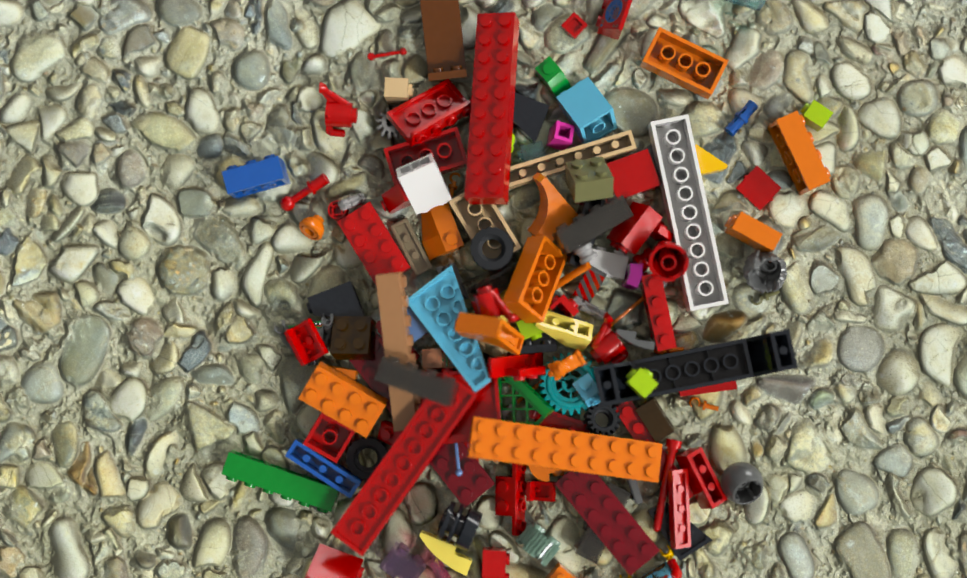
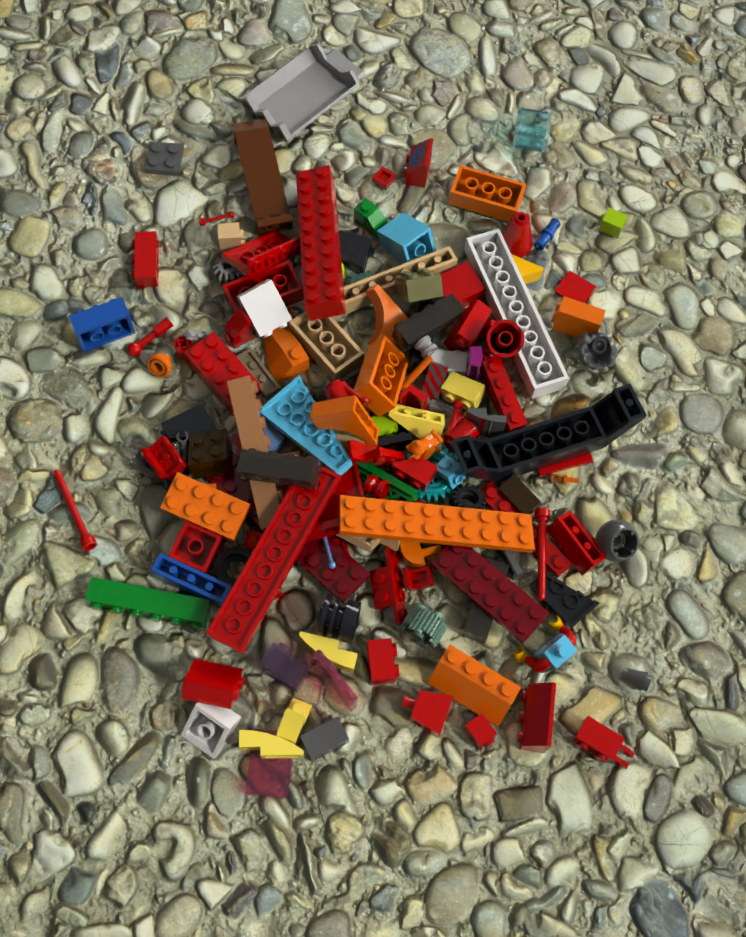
camera: 20 degrees left, 20 degrees down
(227, 408) = (87, 541): none -> red piece
(306, 99) = (145, 259): none -> red brick
(337, 112) = (176, 265): red piece -> none
(488, 263) = (336, 340): black tyre -> none
(512, 398) = (376, 486): none -> red wheel
(557, 391) = (416, 472): none -> red slope
(560, 135) = (386, 259): dark pink brick -> none
(617, 298) = (463, 389): none -> light yellow brick
(641, 382) = (499, 452): lime brick -> none
(679, 508) = (560, 572): plate -> none
(706, 122) = (518, 234): none -> red cone
(799, 152) = (605, 251): orange brick -> none

